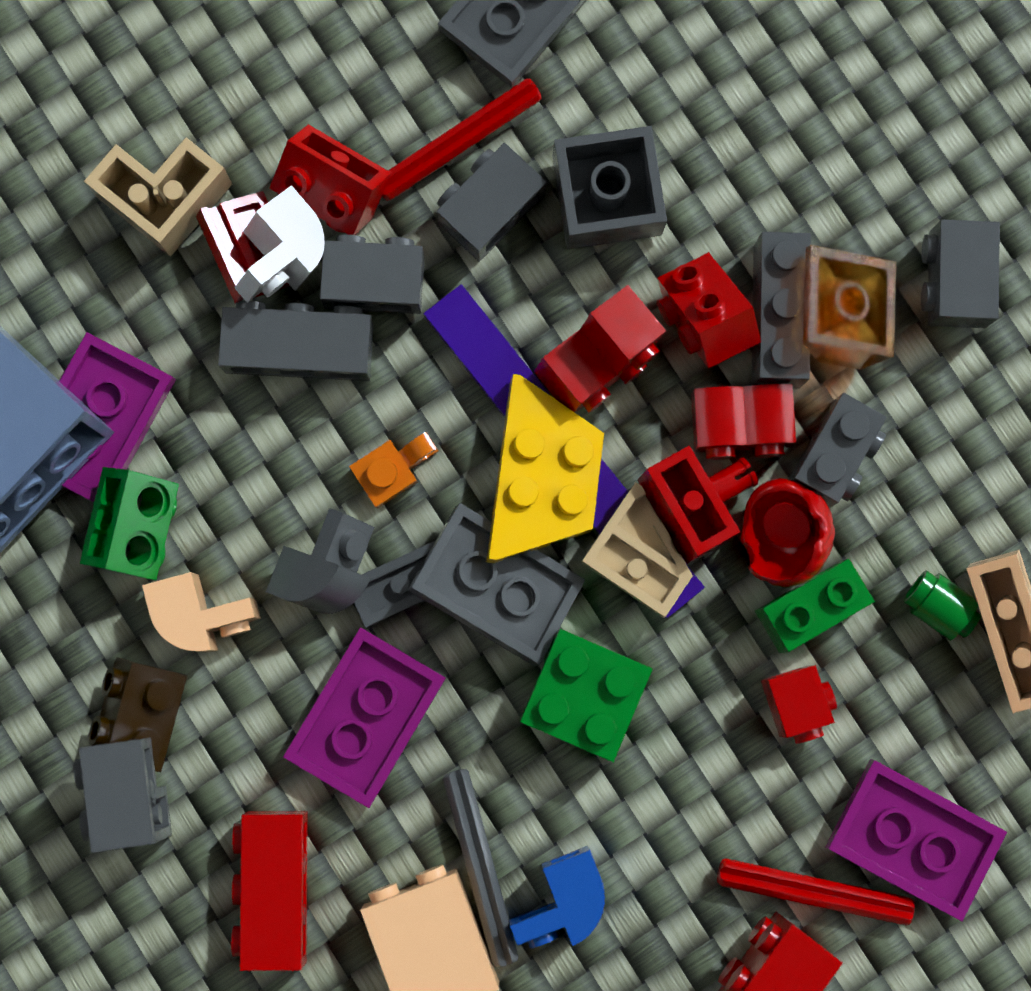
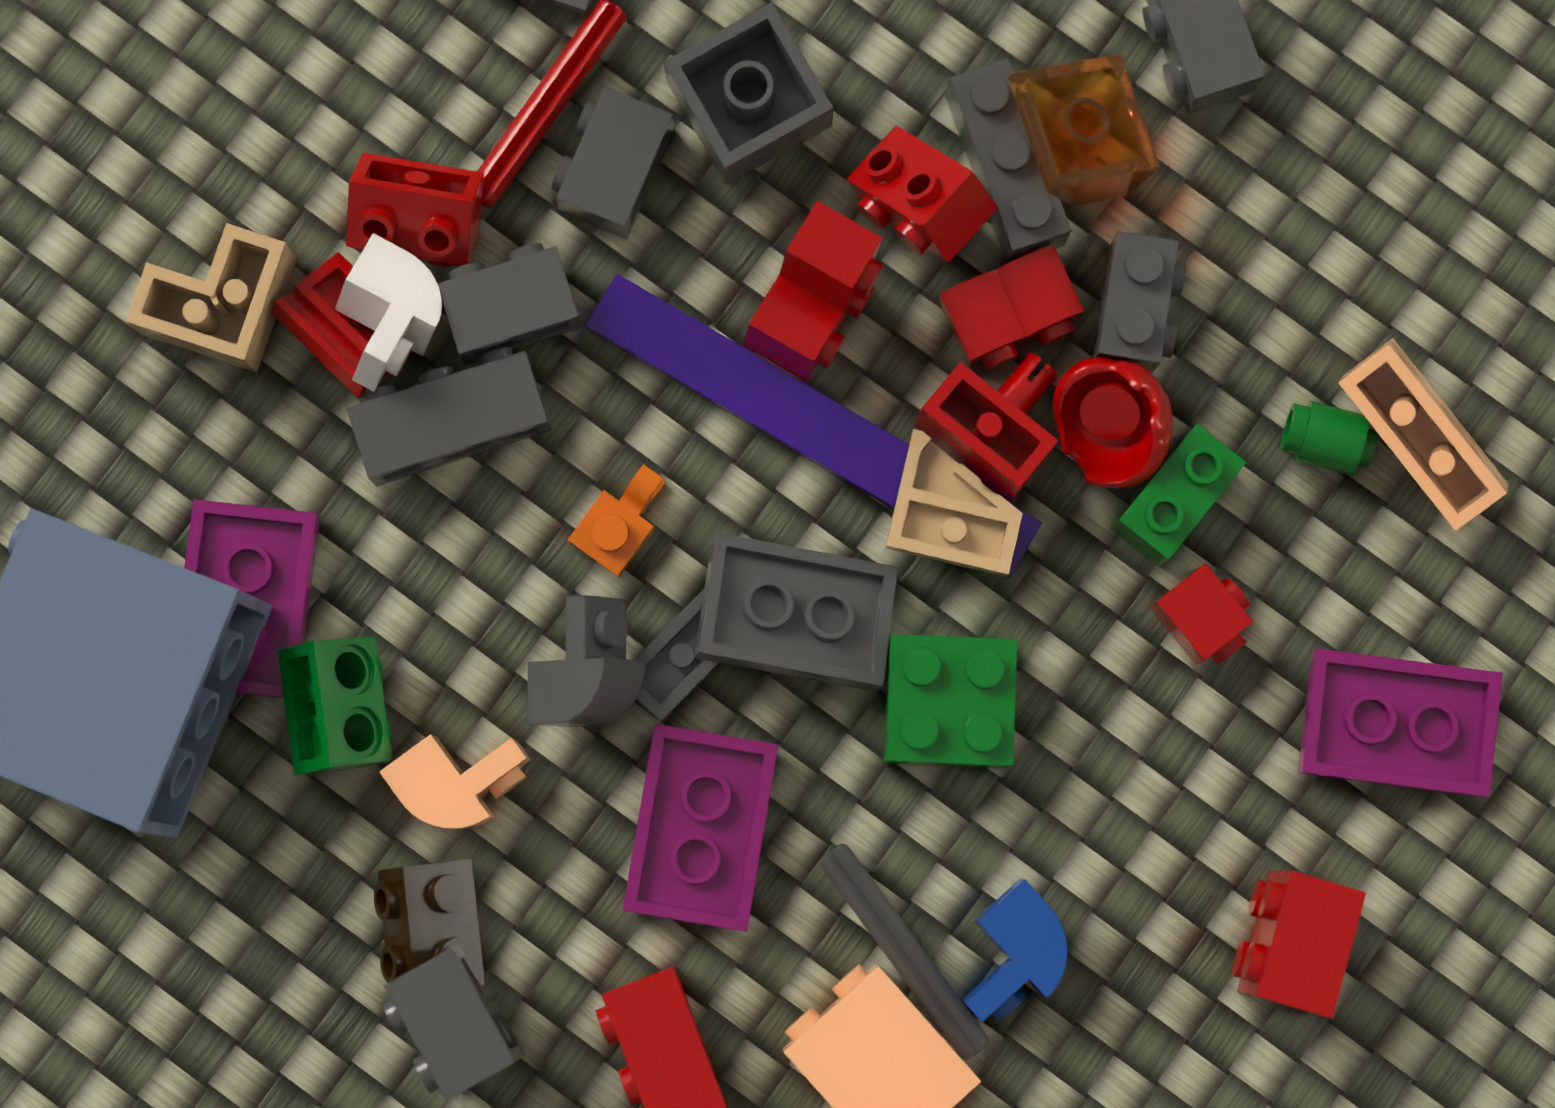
camera: 15 degrees left, 0 degrees up
(543, 473) = (801, 460): yellow wing -> none
(816, 892) = (1307, 829): red axle -> none

